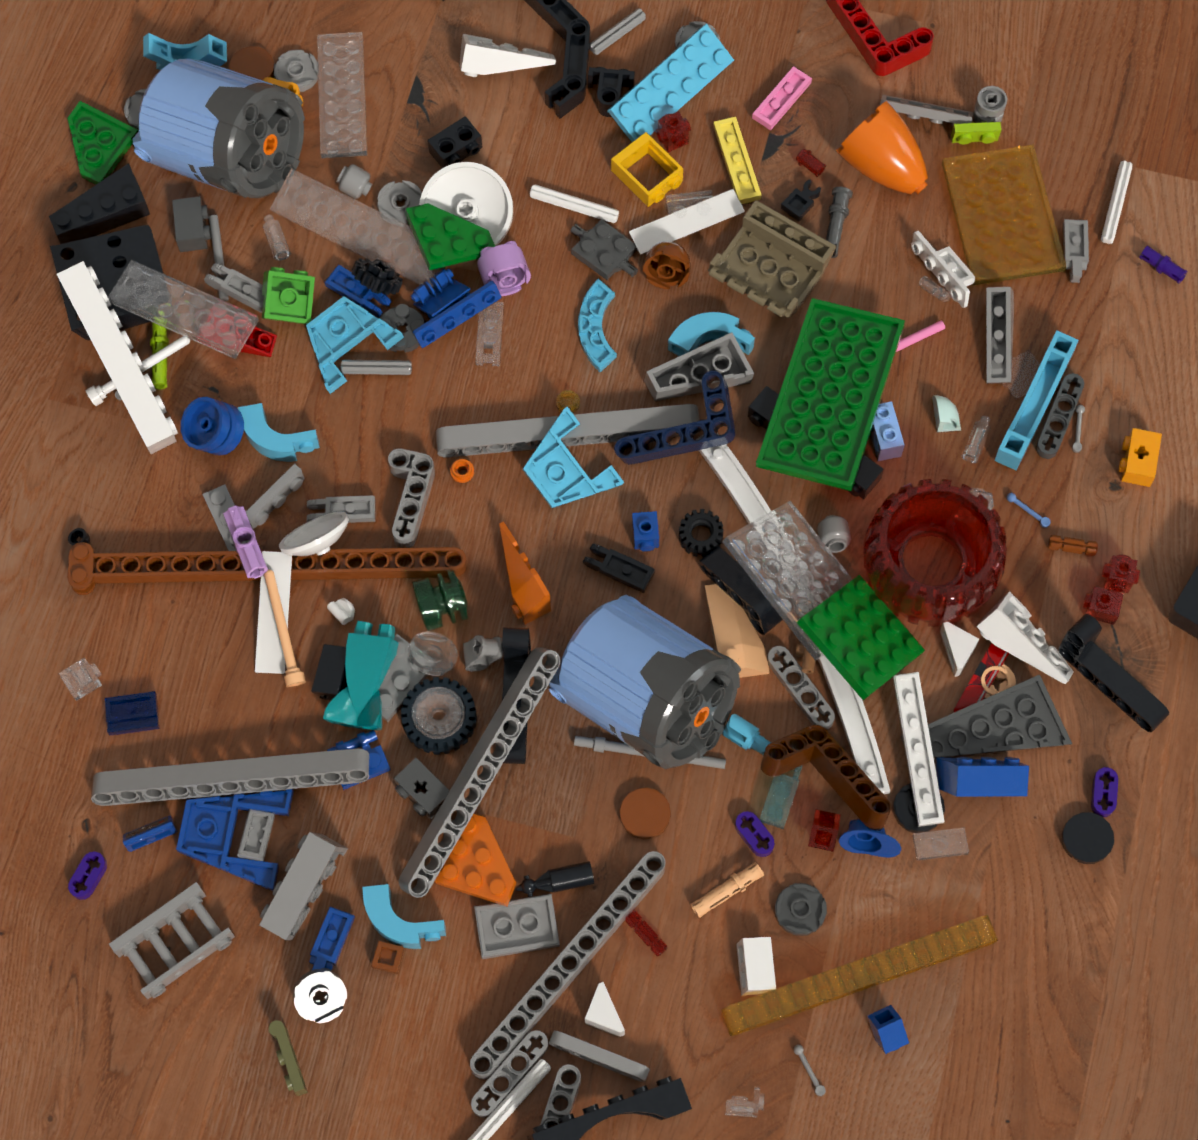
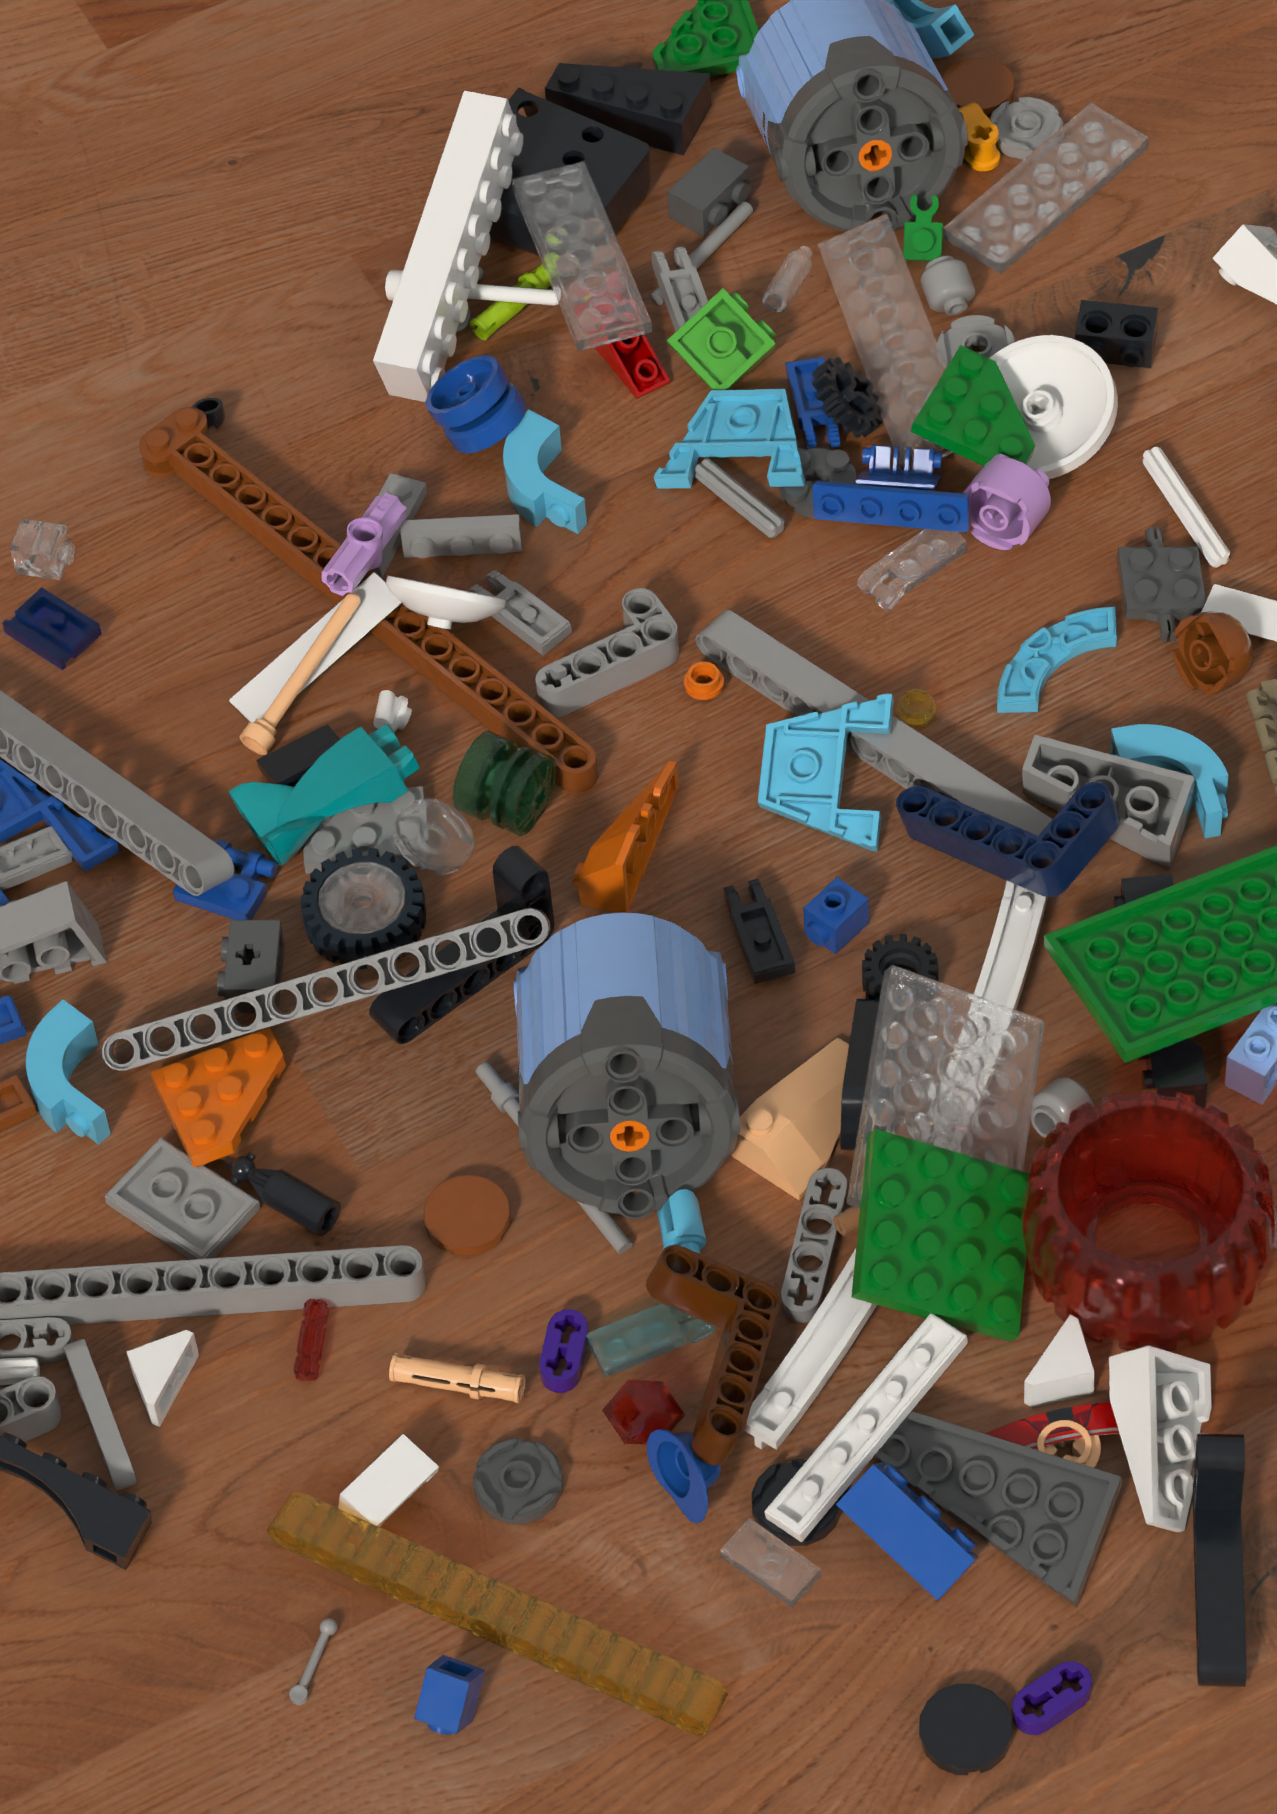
camera: 50 degrees right, 15 degrees down
(316, 164) = (923, 237): none -> green plate
(481, 652) = (476, 882): light grey piece -> none
(742, 1107) = (190, 1622): clear bracket -> none

